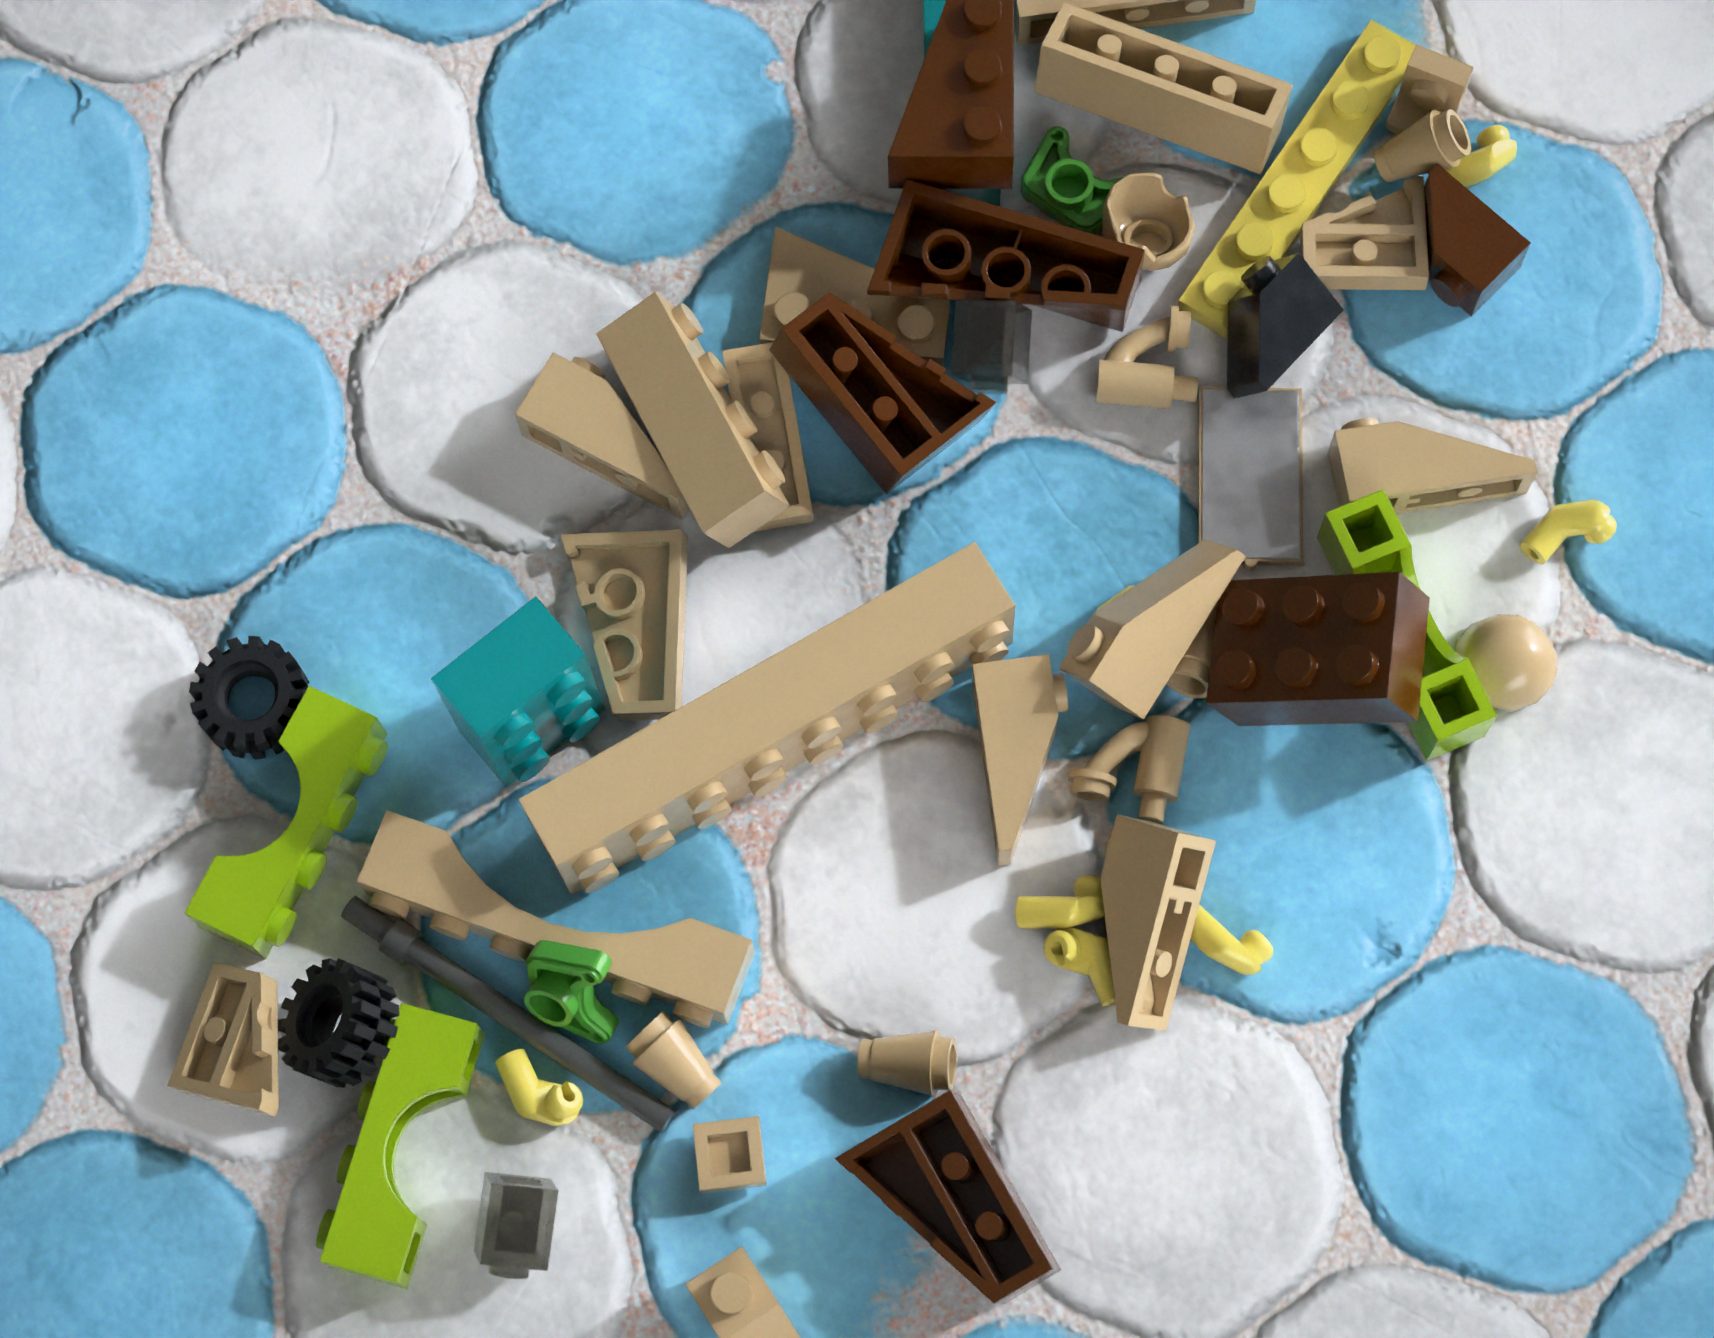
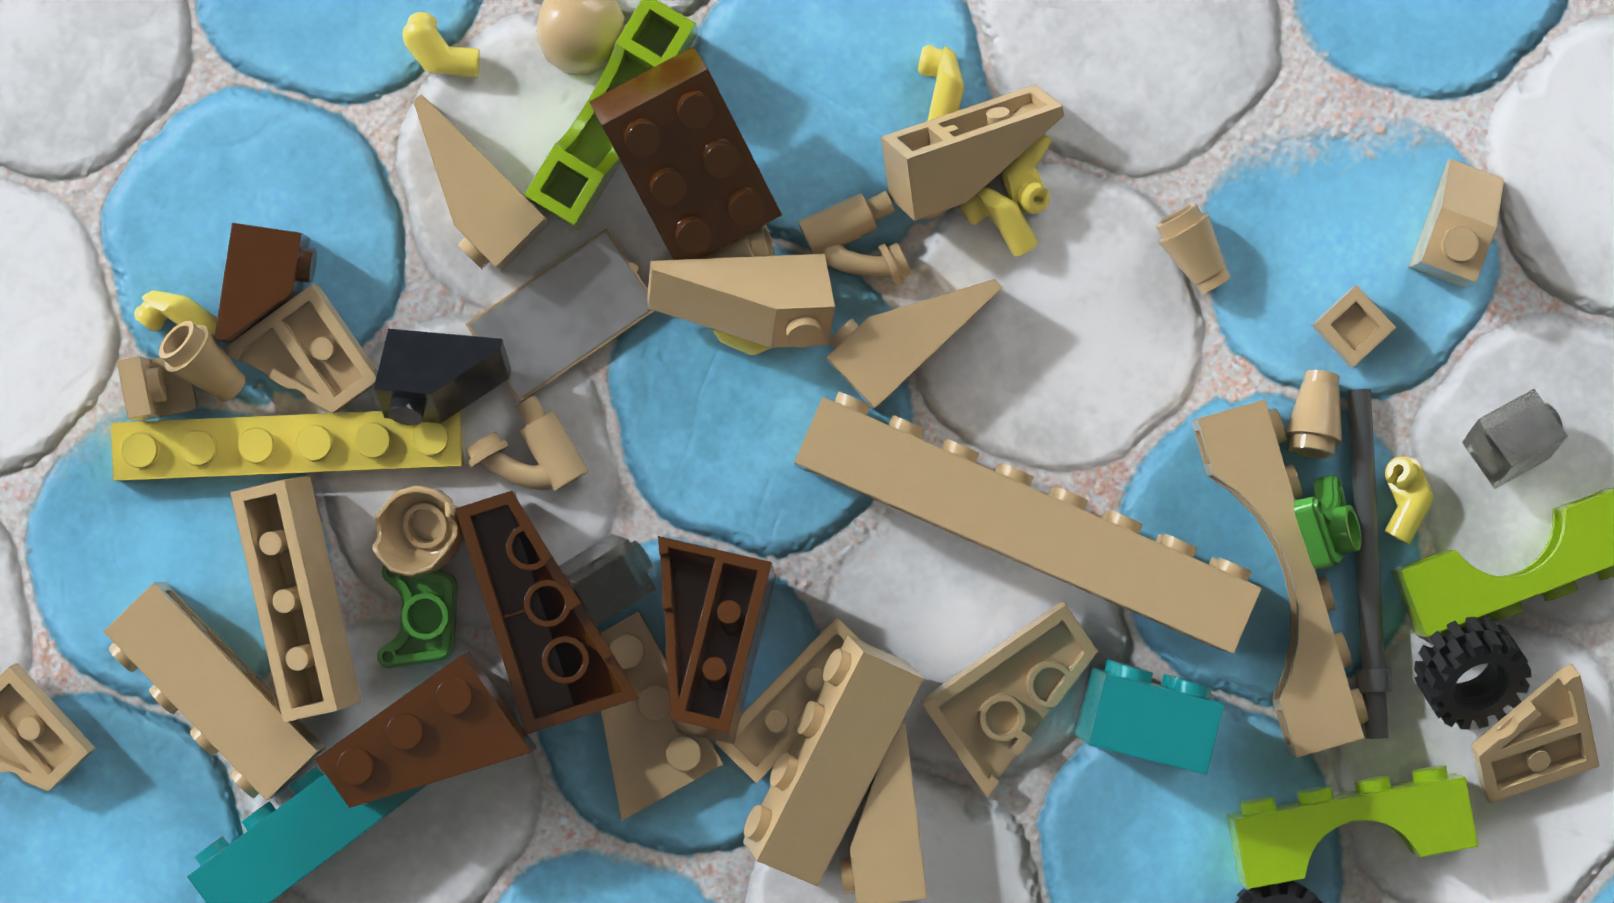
camera: 130 degrees left, 15 degrees up
(956, 1195) = (1271, 140): reddish brown wedge -> none

